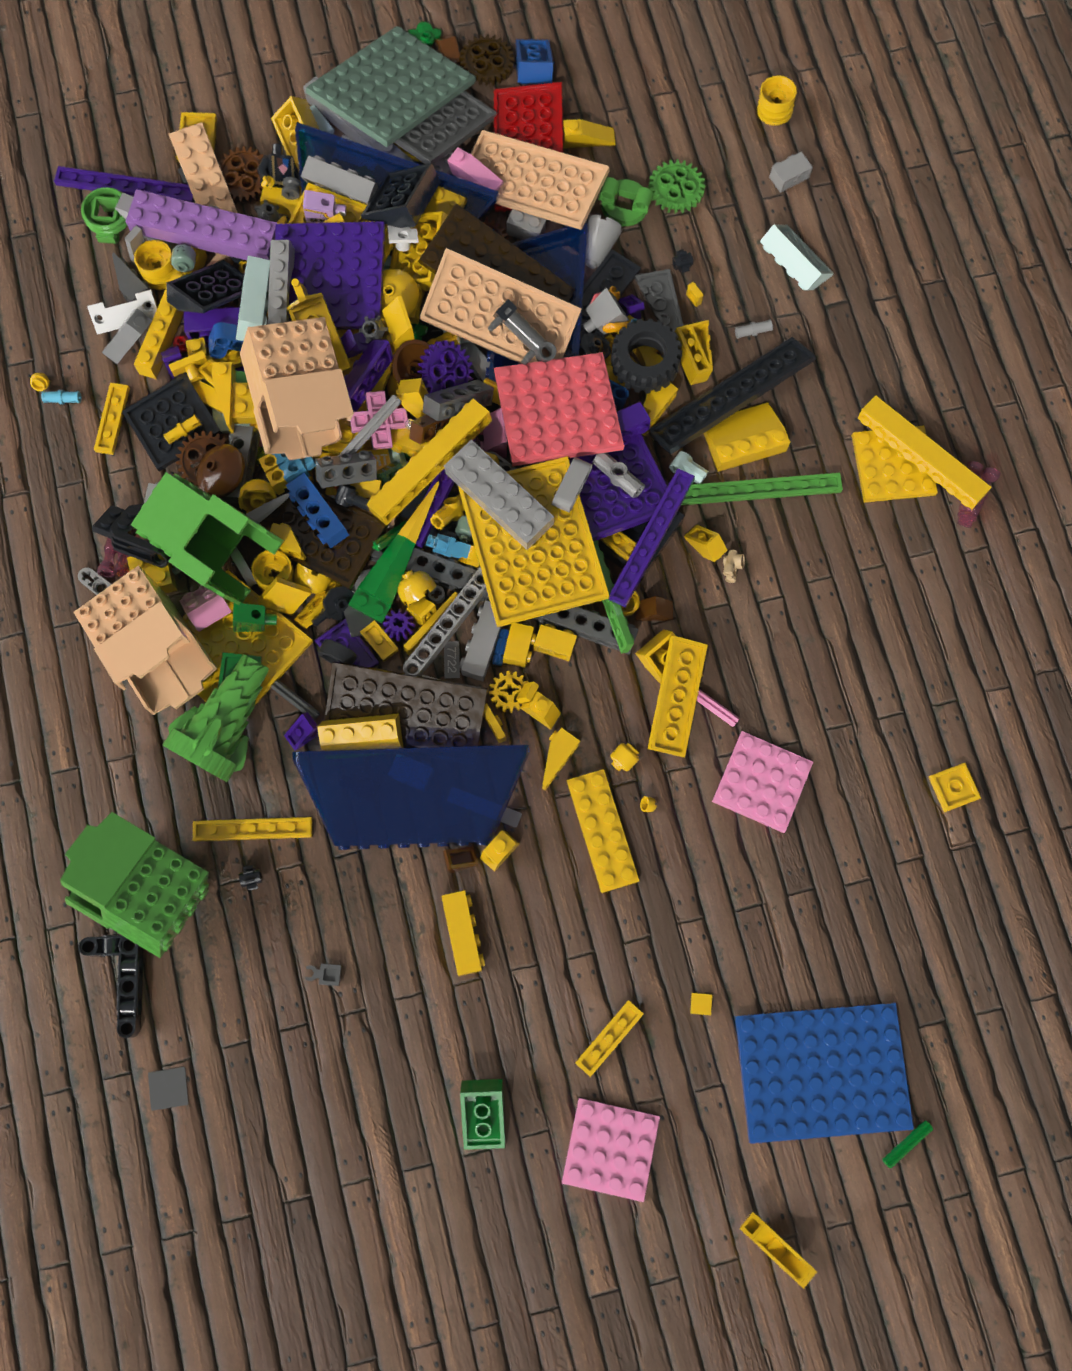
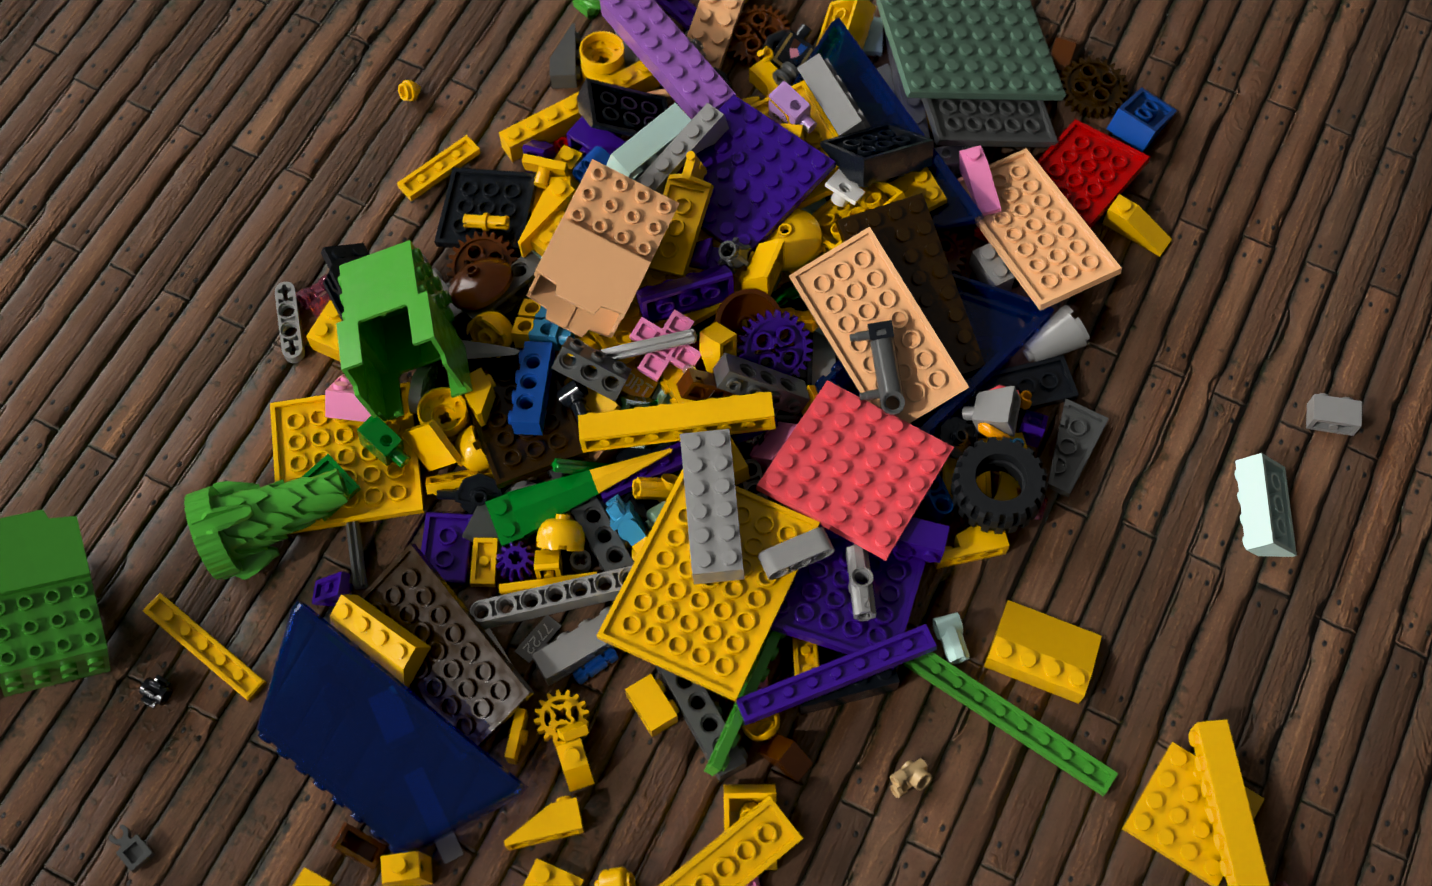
camera: 45 degrees right, 10 degrees down
(61, 397) = (414, 117): medium azure pin -> none
(116, 315) = (533, 83): white brick -> none
(126, 335) = (518, 104): slope -> none
(133, 241) = (596, 21): light grey tile -> none
(145, 642) = (269, 383): light nougat piece -> none
(183, 258) = (626, 69): sand green head -> none
(268, 212) = (746, 84): dark grey rock -> none
(334, 651) = (427, 540): black tyre -> none
(425, 33) = (1052, 24): green plate -> none
(519, 644) = (613, 677): yellow brick -> none
(629, 189) = (1110, 298): bright green piece -> none
(676, 186) = (1168, 337): bright green gear -> none
(682, 261) = (1130, 420): black gear -> none
(694, 294) = (1114, 463): yellow tile -> none
(696, 351) = (1062, 519): yellow wedge -> none
(706, 542) = (902, 730): yellow slope -> none
(731, 395) = (1066, 597): black plate -> none
(753, 328) = (1151, 546): light grey pin -> none
(776, 100) = (1377, 330): yellow wheel -> none

